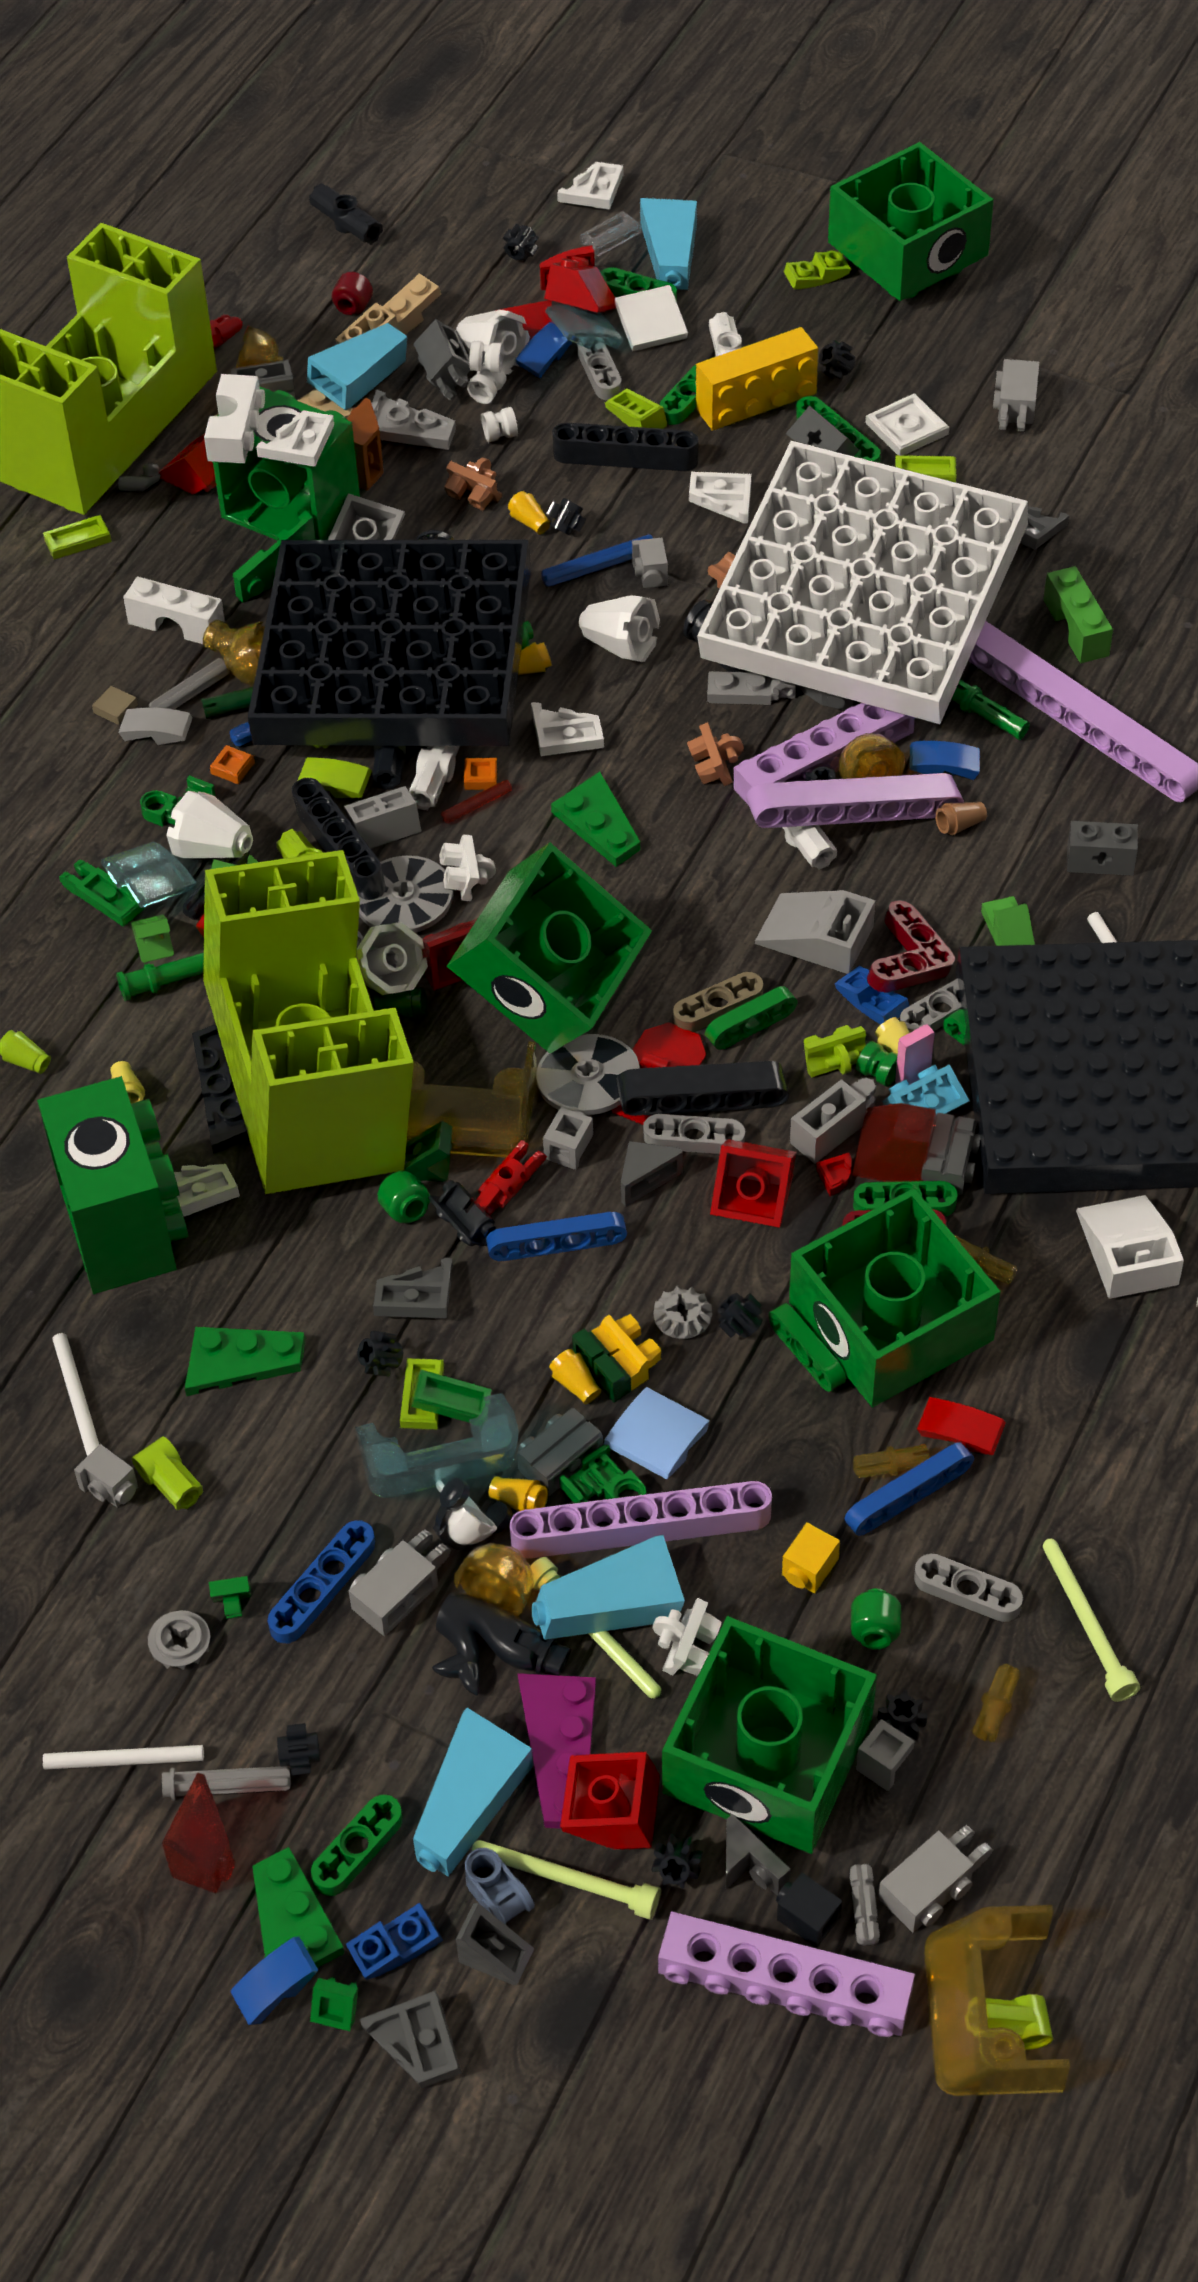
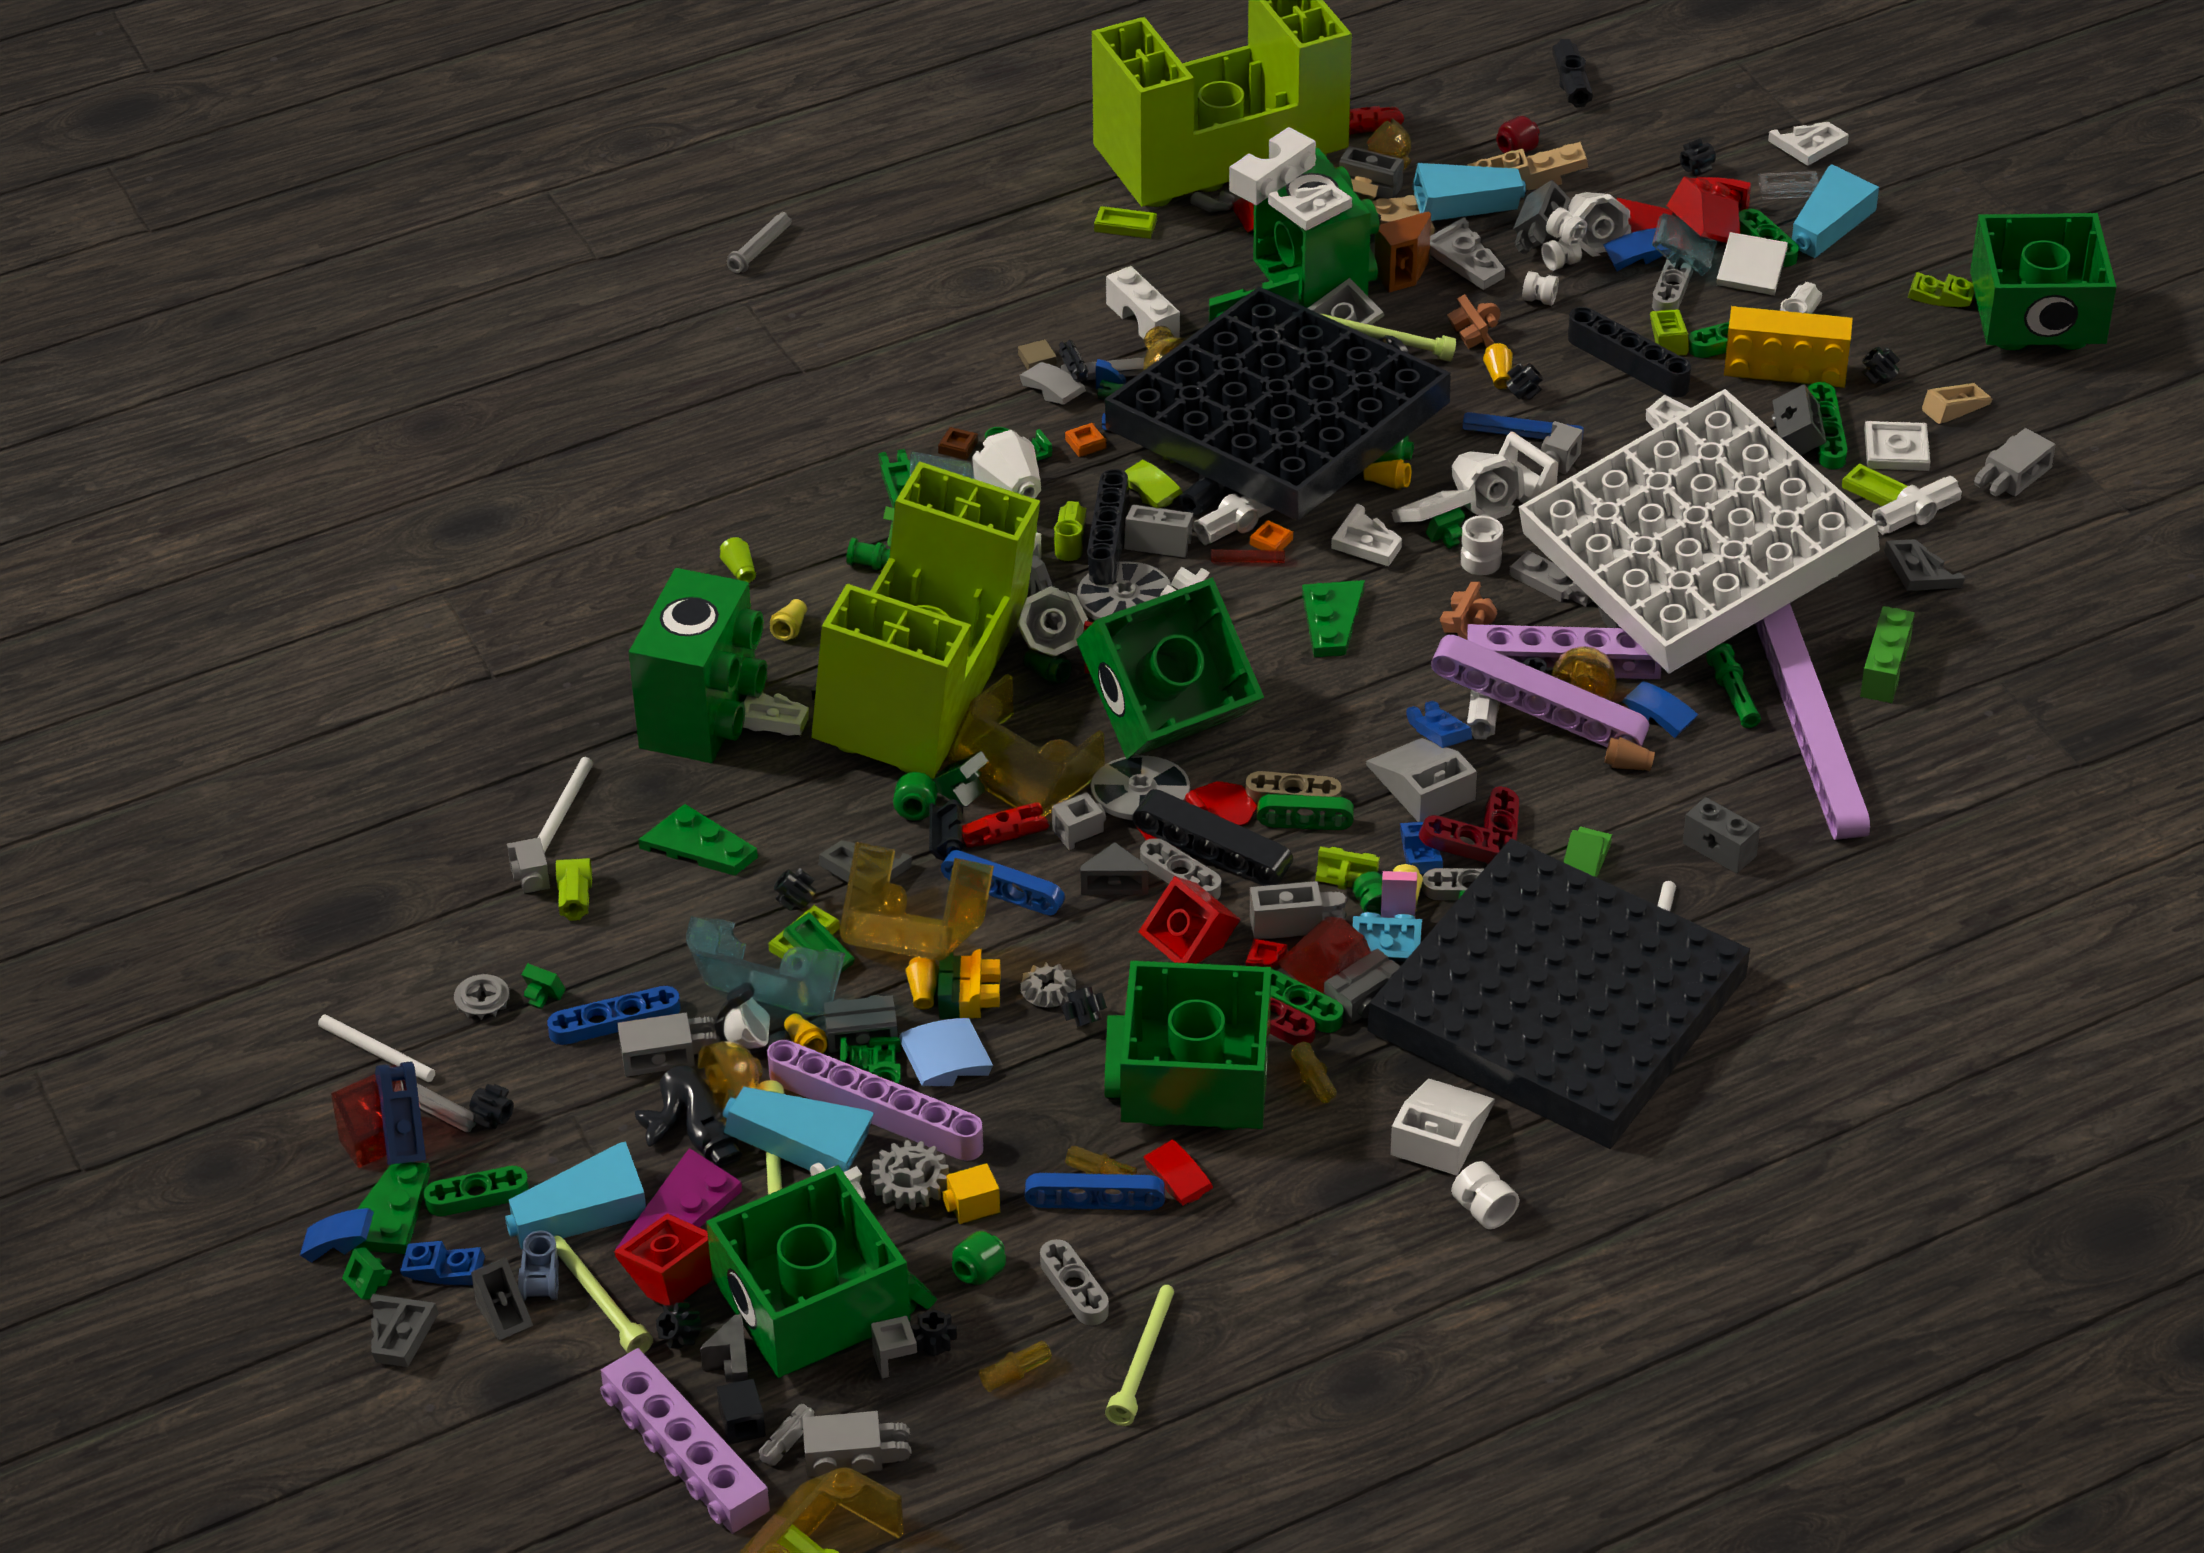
camera: 35 degrees right, 10 degrees down
(119, 828) = (958, 443): none -> reddish brown tile
(163, 694) = (1073, 361): none -> black axle
(198, 690) = (1106, 372): none -> blue tile
(238, 1817) = (400, 1114): none -> dark blue plate
(467, 519) = (1442, 347): none -> yellowish green piece
(493, 1345) = (876, 909): none -> clear yellow windscreen
(599, 672) = (1432, 505): none -> white tile
(626, 686) = (1446, 527): none -> green tile
(666, 609) = (1533, 483): none -> white tile
(672, 687) = (1481, 545): none -> white wheel
(750, 1585) = (909, 1174): none -> light grey gear
(791, 874) = (1438, 725): none -> blue hinge
(916, 364) = (1953, 401): none -> tan slope
(977, 465) = (1917, 504): none -> white piece

